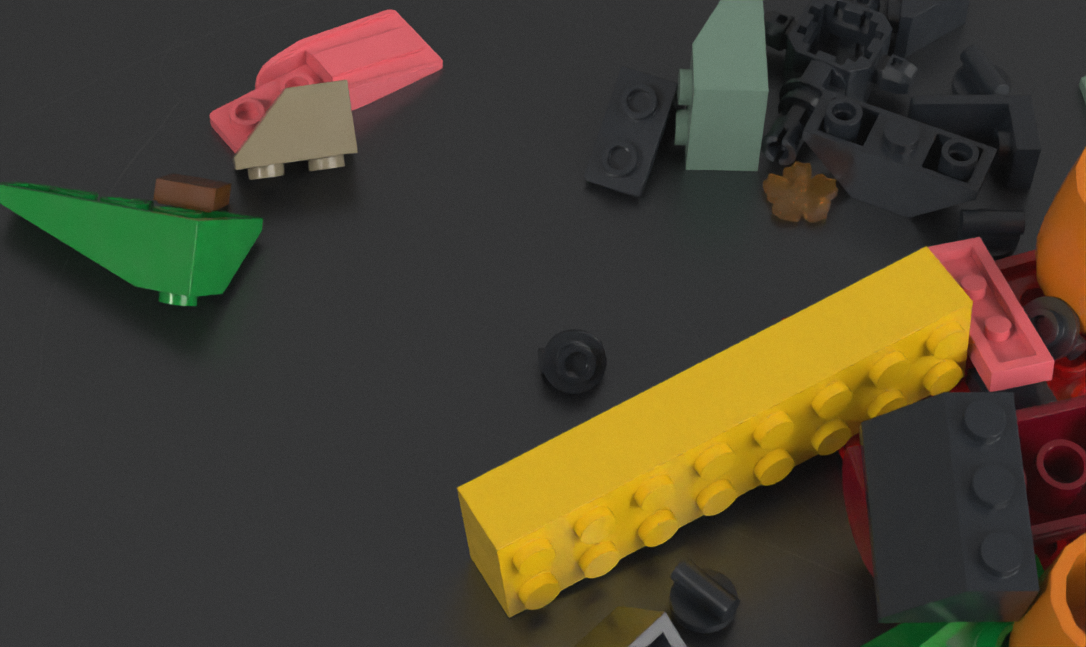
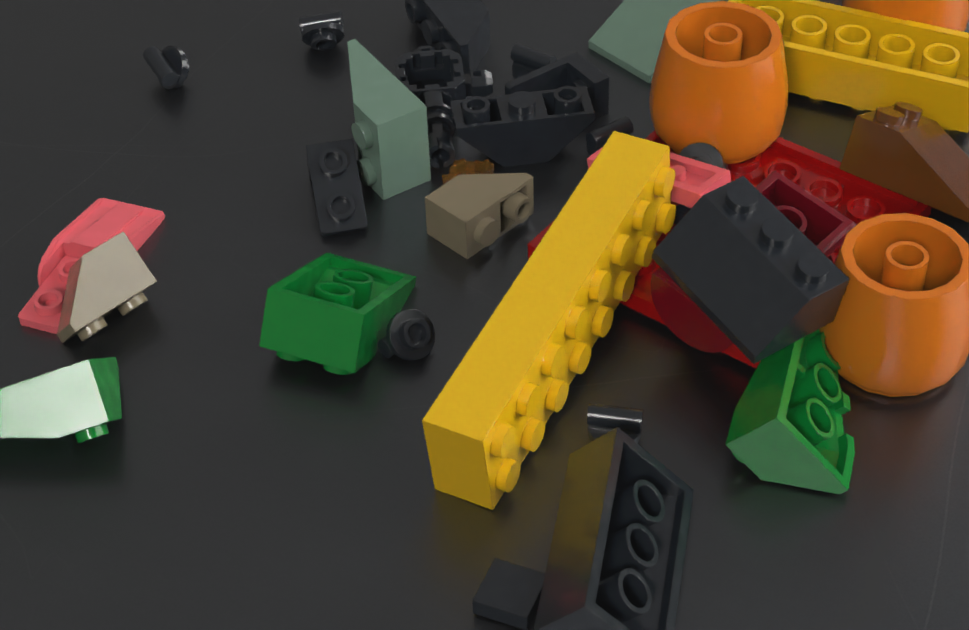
camera: 30 degrees left, 10 degrees down
(192, 192) = (48, 362): reddish brown tile -> none
(517, 284) = (333, 312): none -> green slope
(767, 243) = (478, 209): none -> dark tan slope

